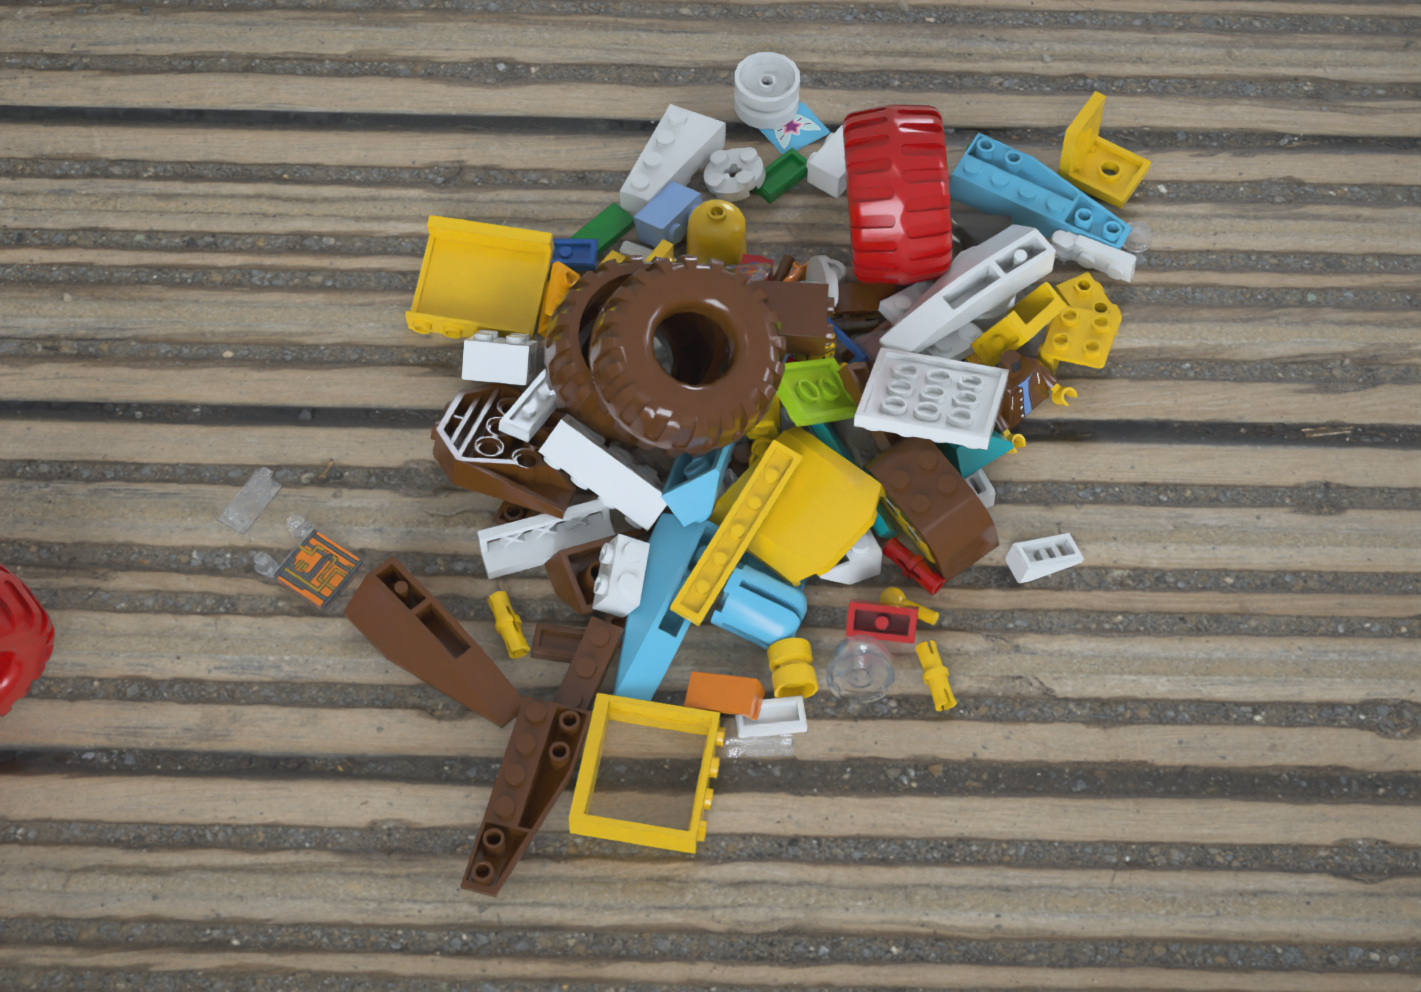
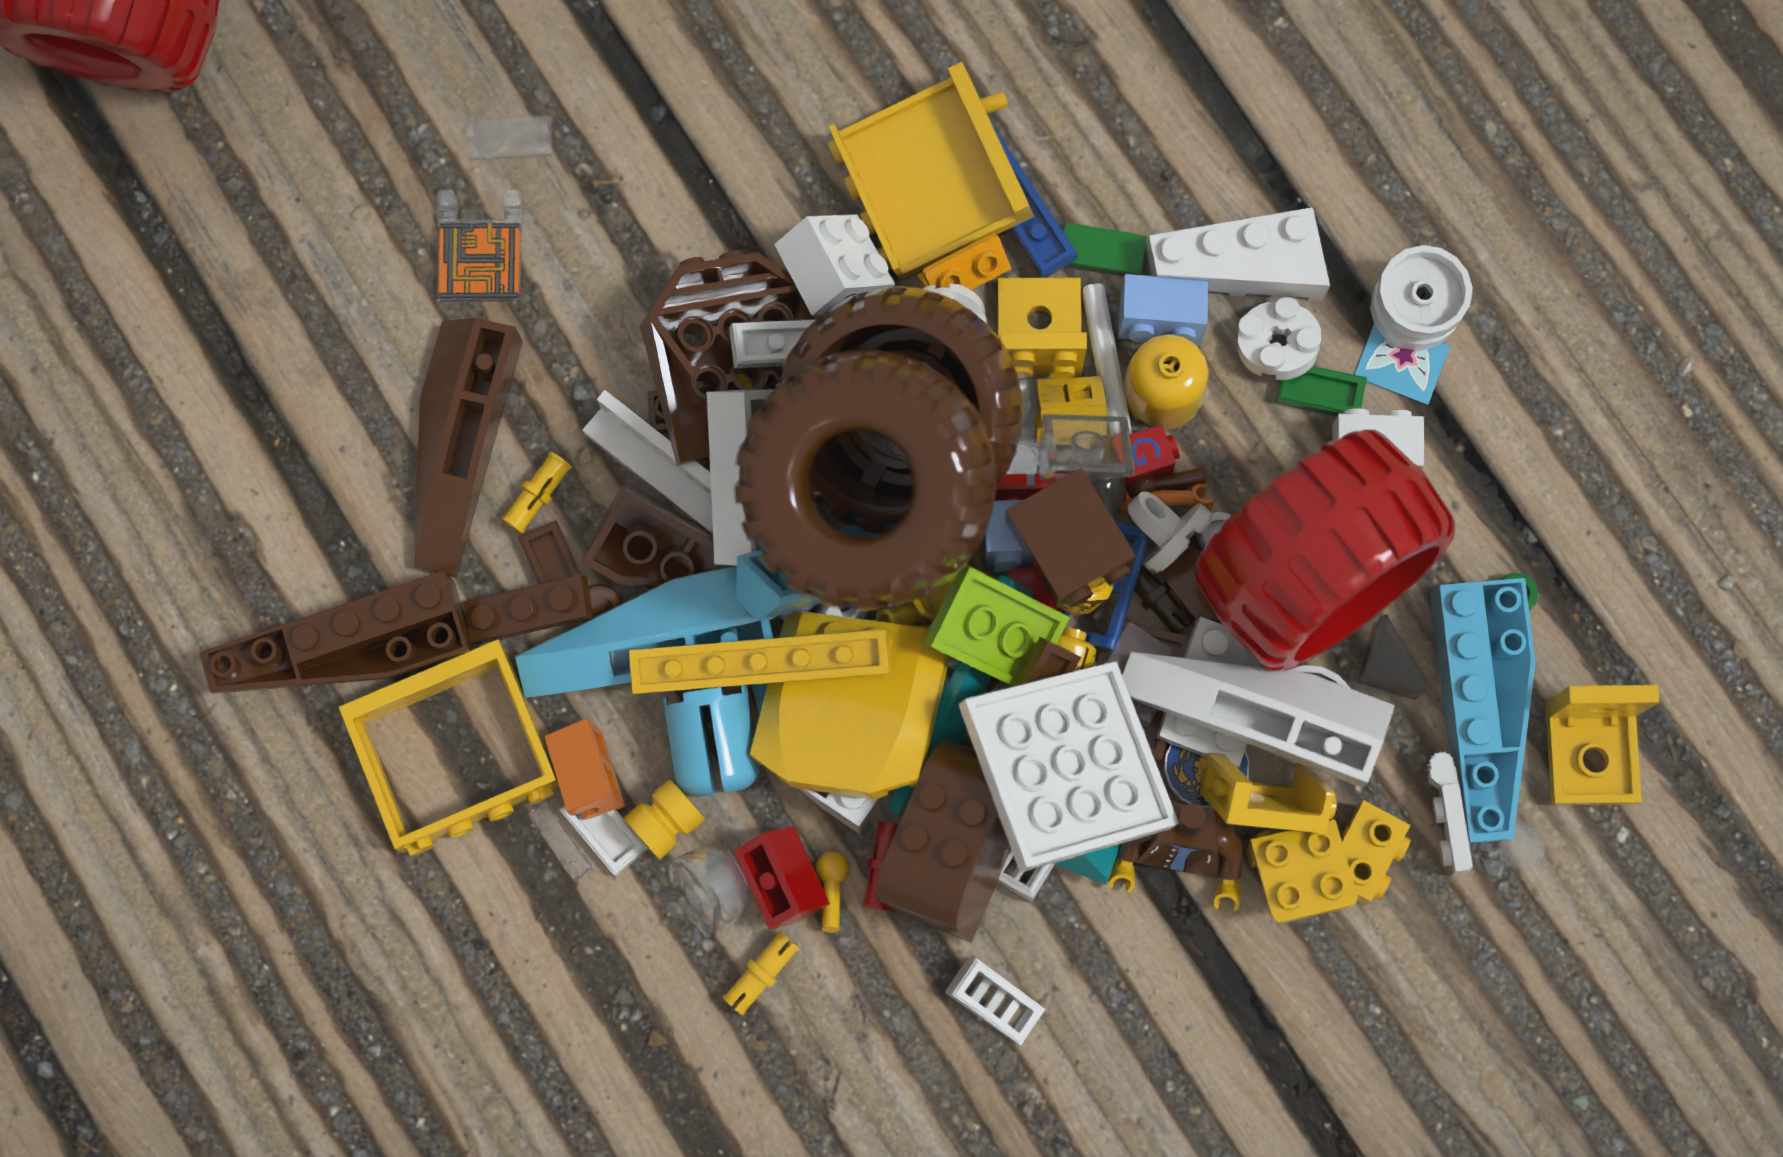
camera: 60 degrees right, 20 degrees up
(620, 575) = (641, 572): white brick -> none

